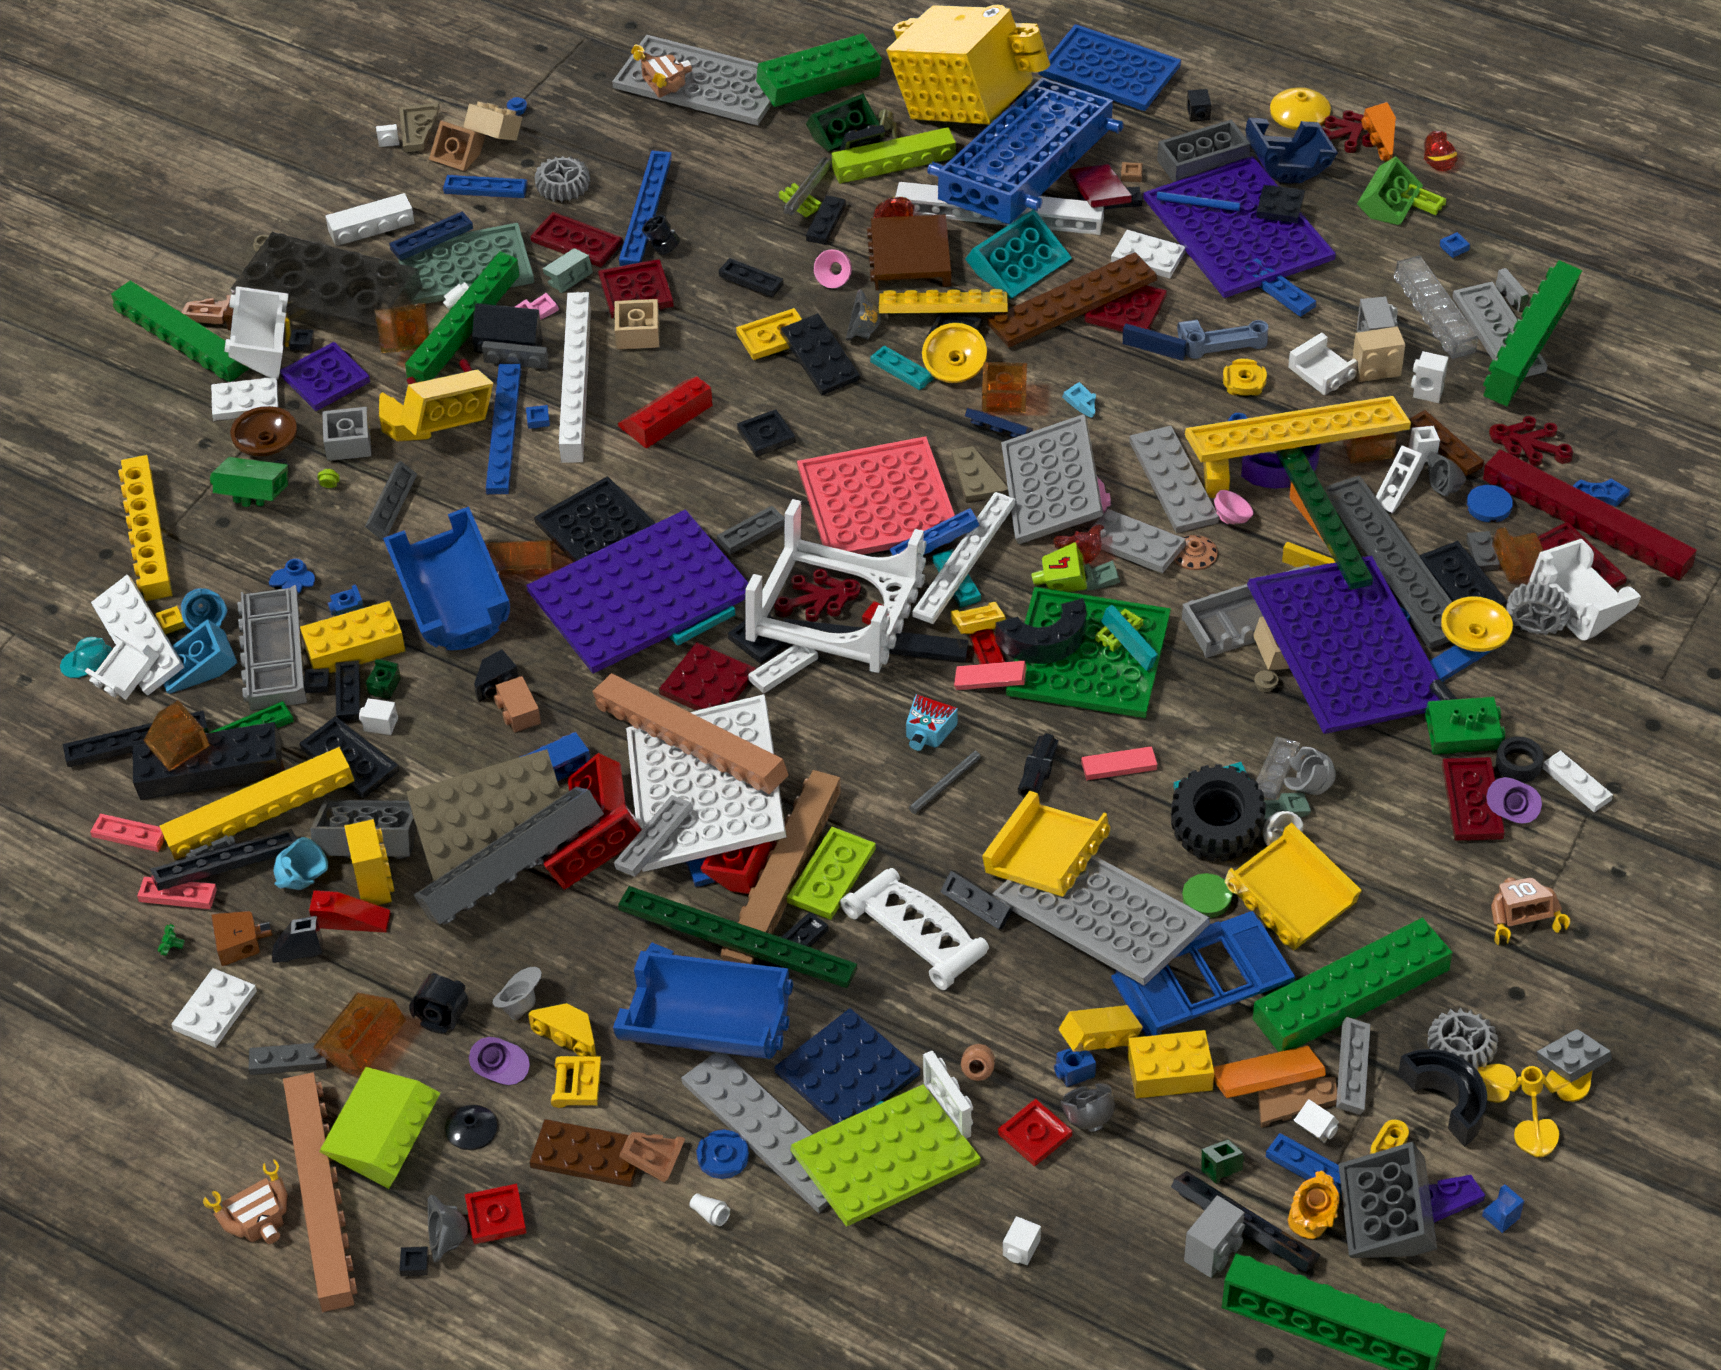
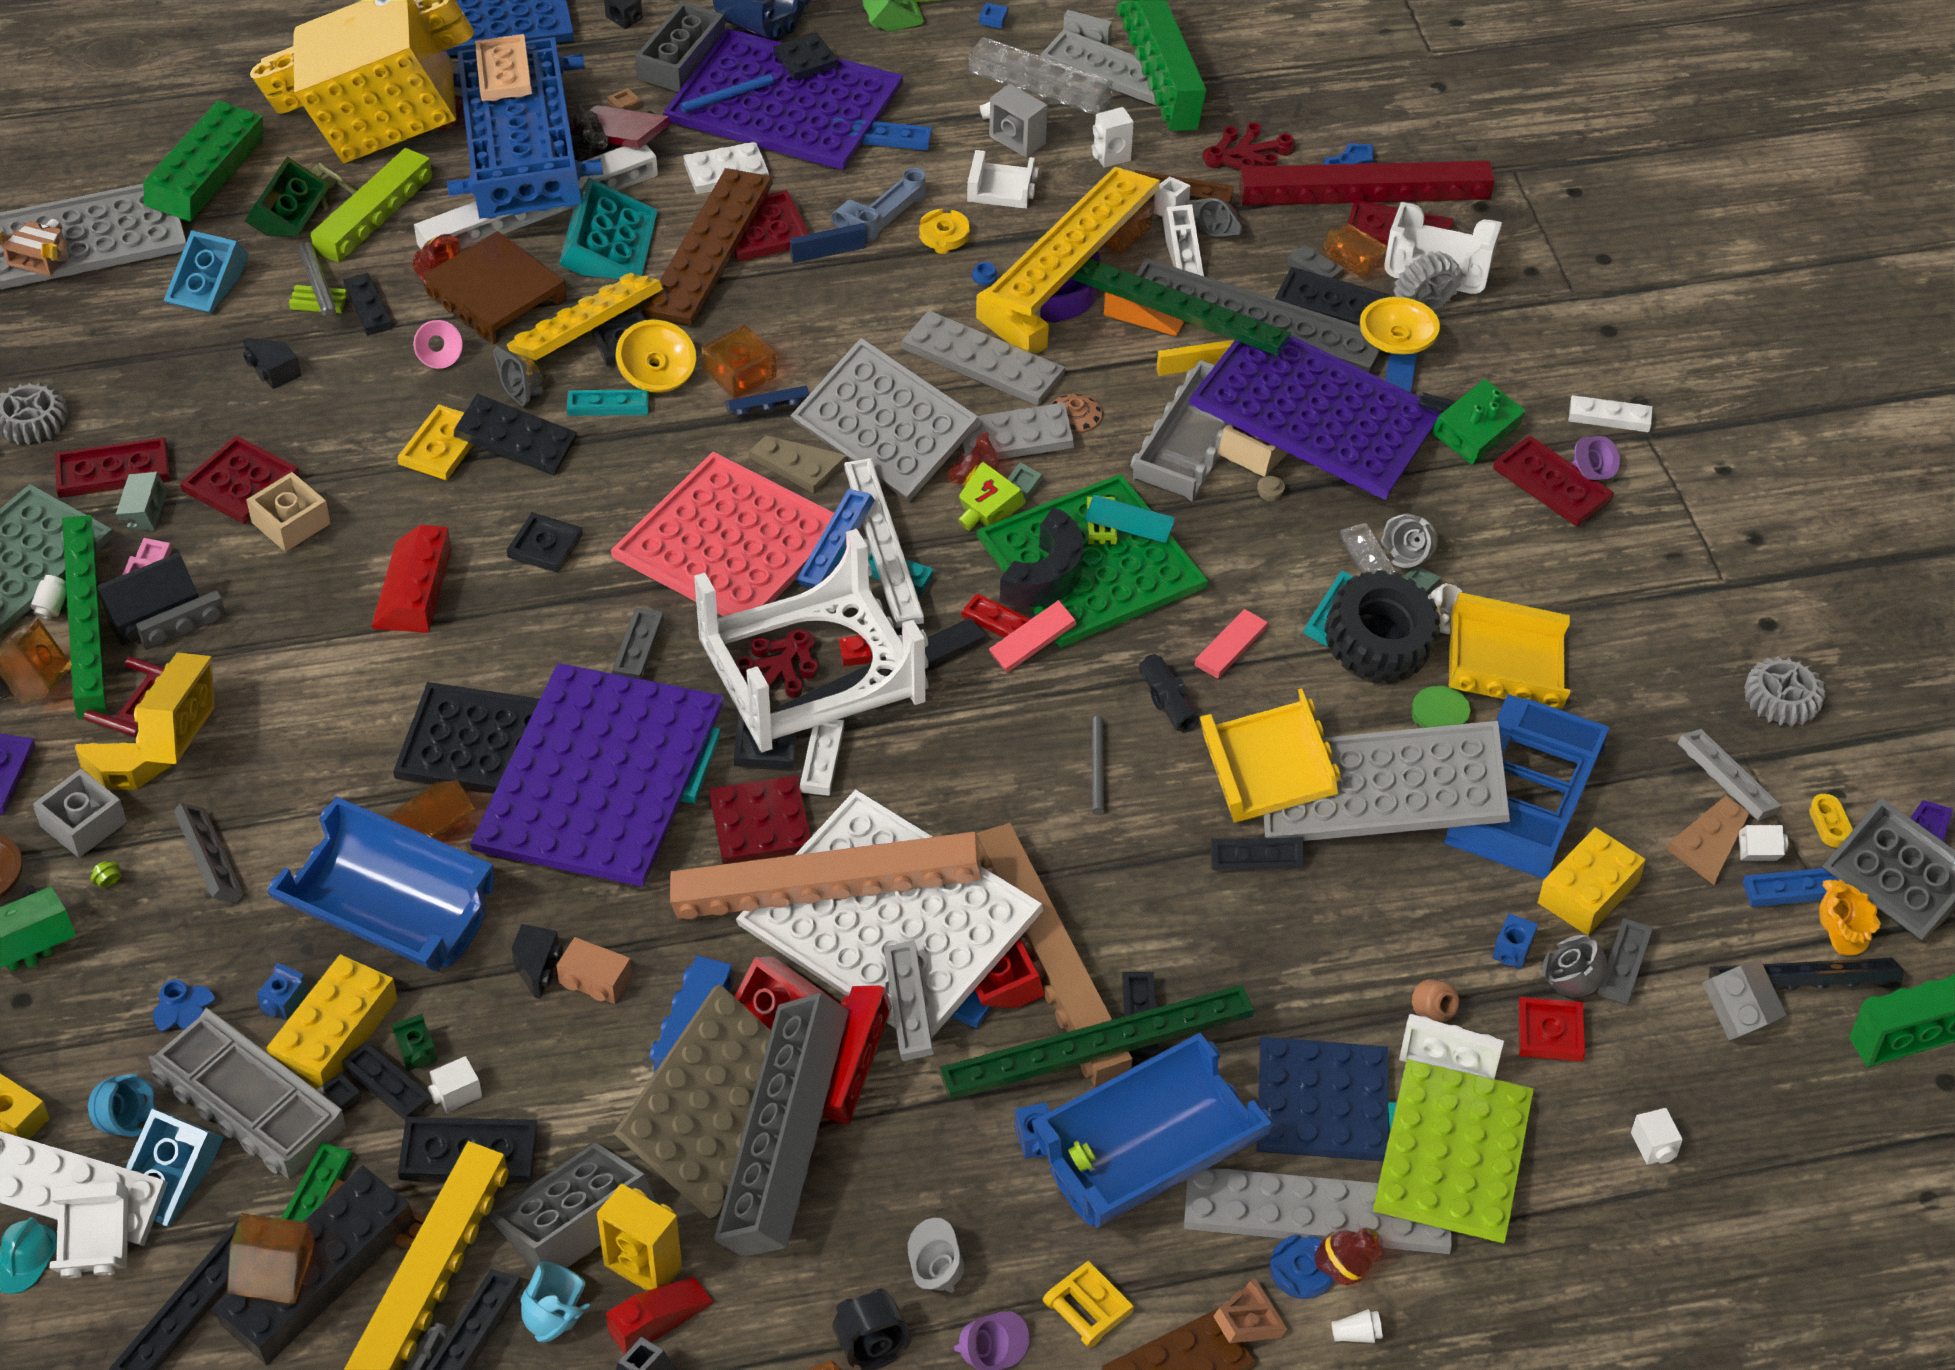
camera: 45 degrees left, 0 degrees up
(170, 620) = (86, 1142): yellow plate -> none
(503, 429) = (255, 708): blue plate -> none
(537, 416) = (278, 668): blue plate -> none
(564, 1026) = (1023, 1257): yellow slope -> none
(575, 378) = (278, 604): white brick -> none
(645, 207) = (159, 394): blue plate -> none
(658, 995) = (1082, 1156): none -> lime plate
(659, 232) = (214, 408): black wheel -> none
(729, 225) = (272, 361): none -> black slope
(748, 145) = (206, 272): none -> dark azure slope
(749, 1165) = (1349, 1254): none -> clear red hair
(751, 277) = (354, 400): black plate -> none
(831, 873) = (1096, 921): lime plate -> none
(867, 136) = (326, 205): black plate -> none
(929, 722) = (1023, 717): torso -> none
(947, 962) = (1164, 920): white piece -> none
(977, 619) = (958, 591): yellow plate -> none
(1048, 103) = (503, 67): none -> light nougat plate
(1072, 181) = (587, 134): none -> clear smoke hinge
(1081, 399) = (818, 334): medium azure slope -> none
(1100, 1028) = (1510, 890): yellow brick -> none
(1134, 1127) = (1625, 961): none -> dark grey plate
(1175, 1200) = (1744, 999): none -> light grey slope
(1214, 1237) = (1810, 1004): light grey brick -> none
(1221, 1160) = (1729, 936): dark green brick -> none
(1232, 508) = (1072, 351): bright pink piece -> none
(1268, 1071) = (1677, 827): orange tile -> none
(1352, 985) = (1651, 707): green brick -> none
(1379, 354) = (1047, 140): tan brick -> none
(1454, 1077) = (1834, 728): black brick -> none
(1489, 503) = (1274, 221): blue tile -> none
(1524, 746) = (1555, 410): black tyre -> none
(1525, 902) = (1698, 541): nougat torso -> none
(1534, 1136) = (1893, 672): yellow plant -> none
(1574, 1055) = (1878, 642): dark grey plate -> none

